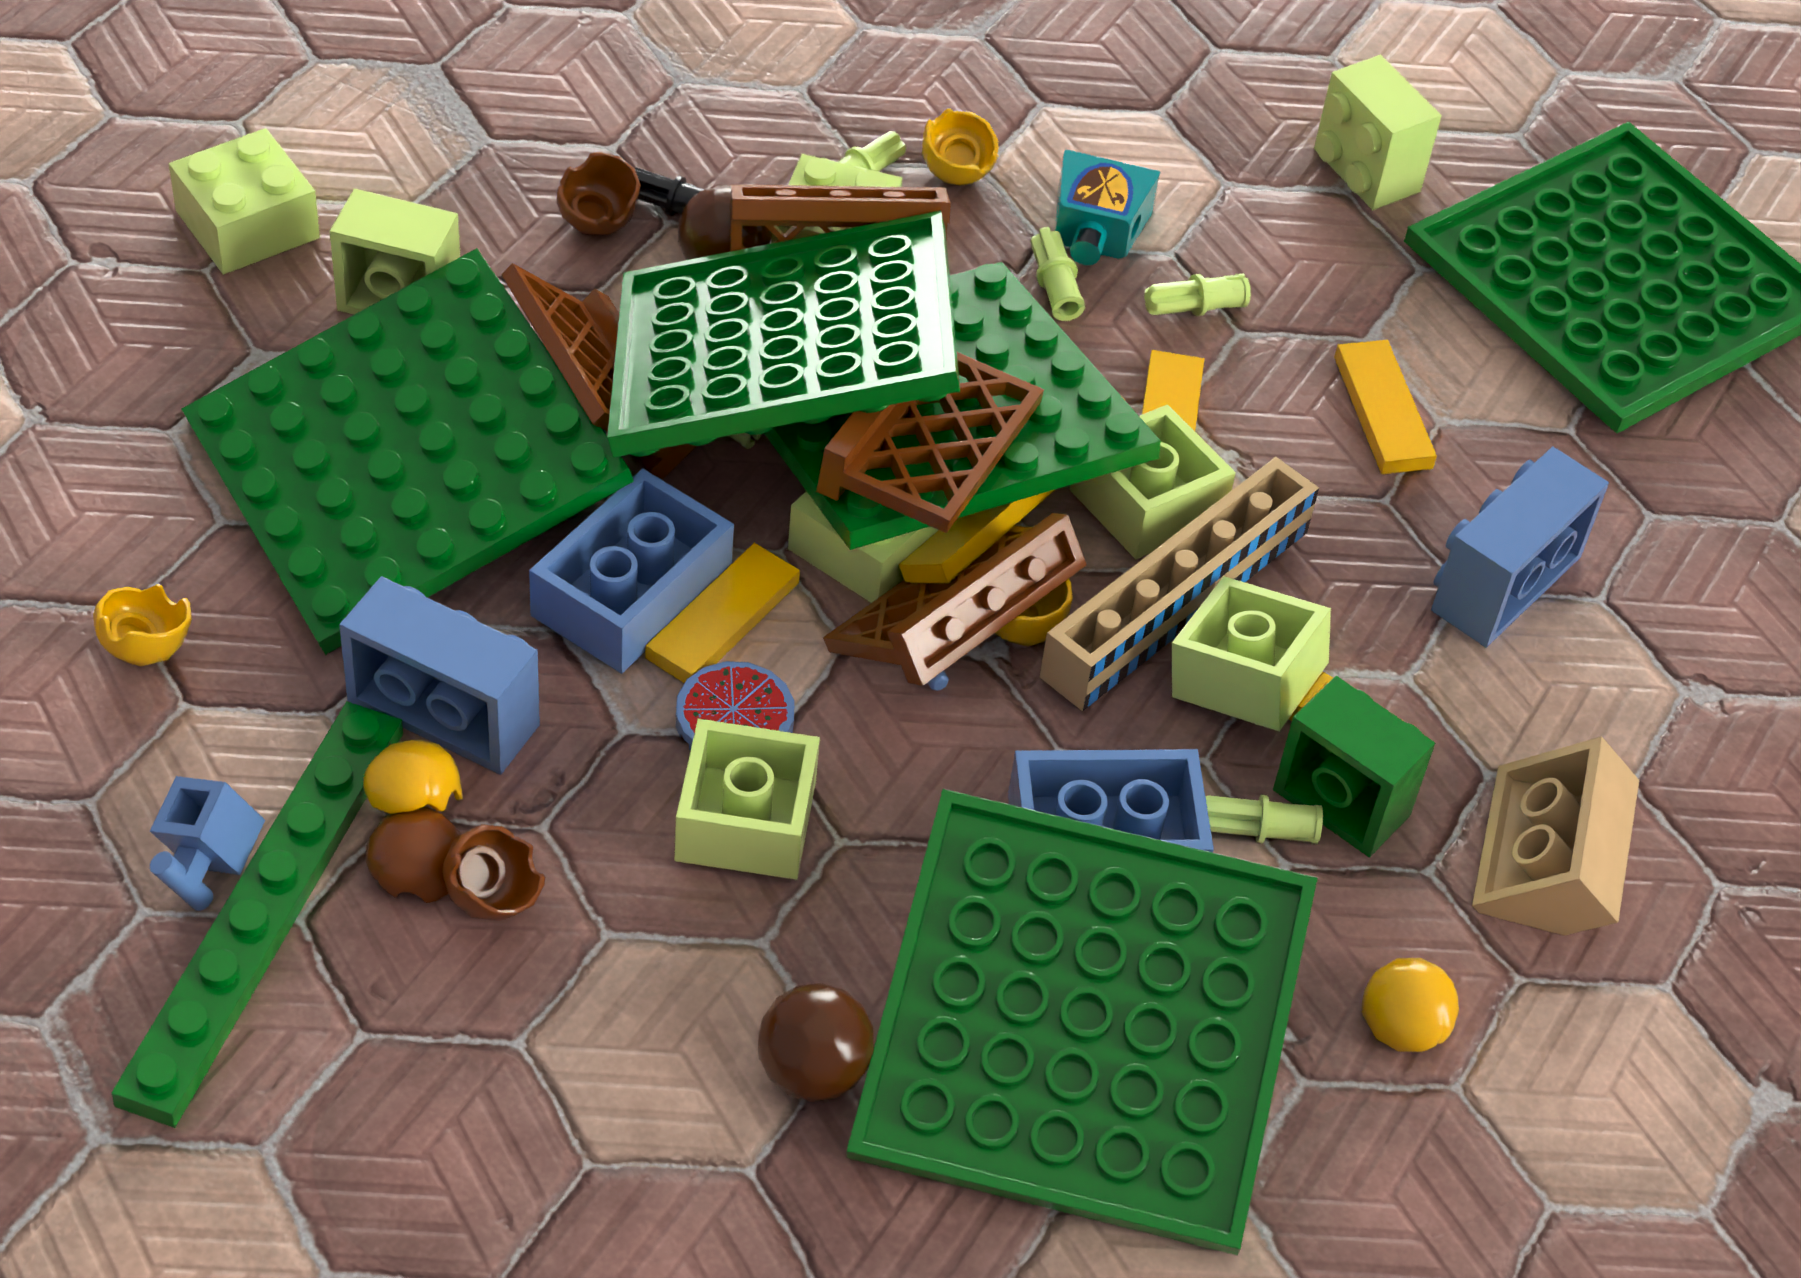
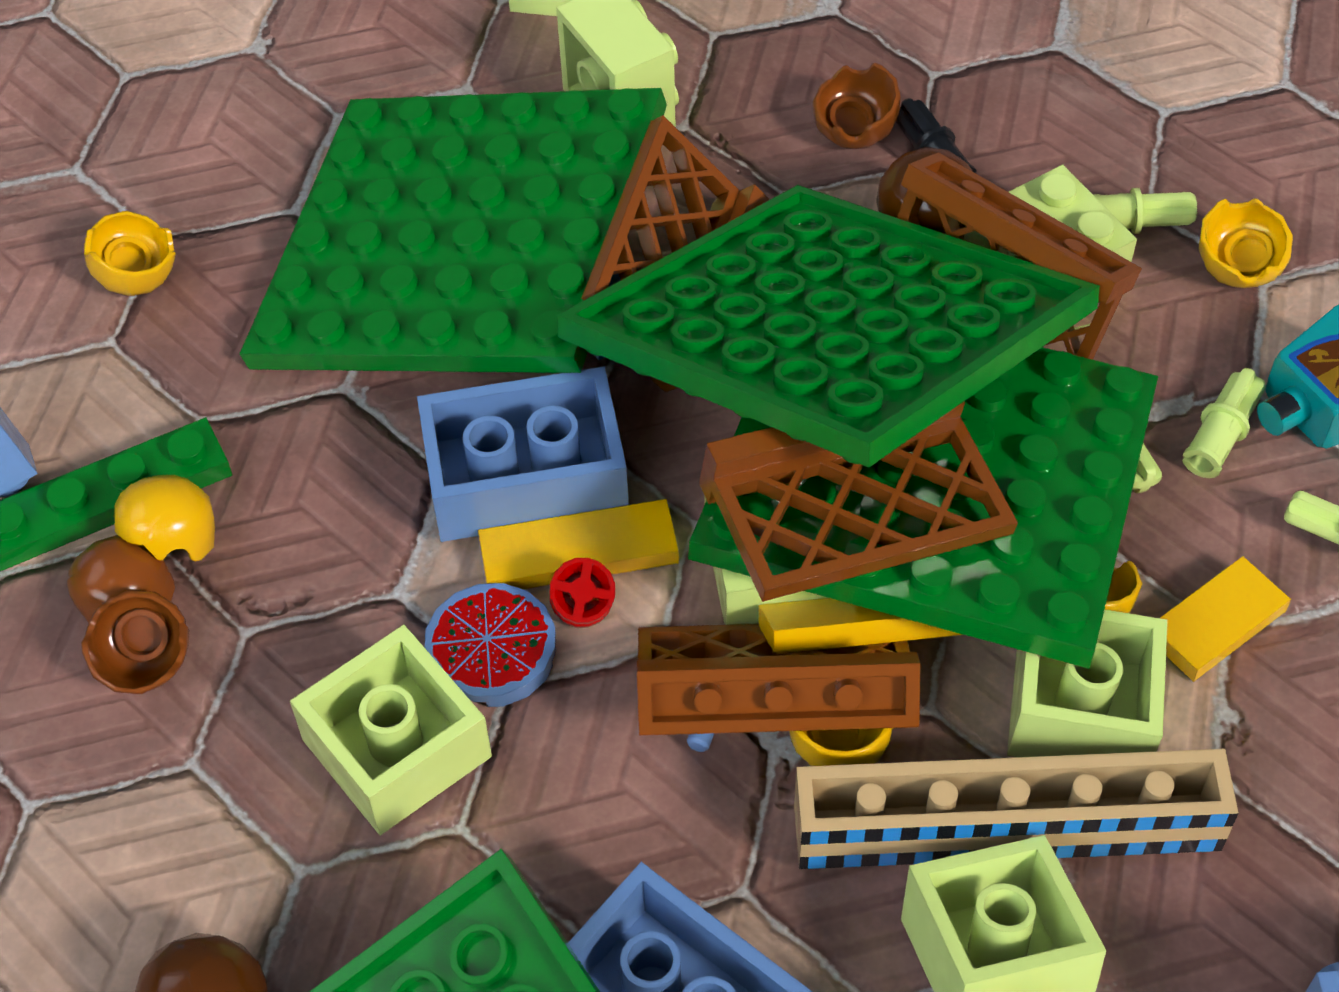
camera: 50 degrees right, 5 degrees up
(441, 674) = (267, 423): medium blue brick -> none
(771, 620) = (583, 581): none -> red wheel

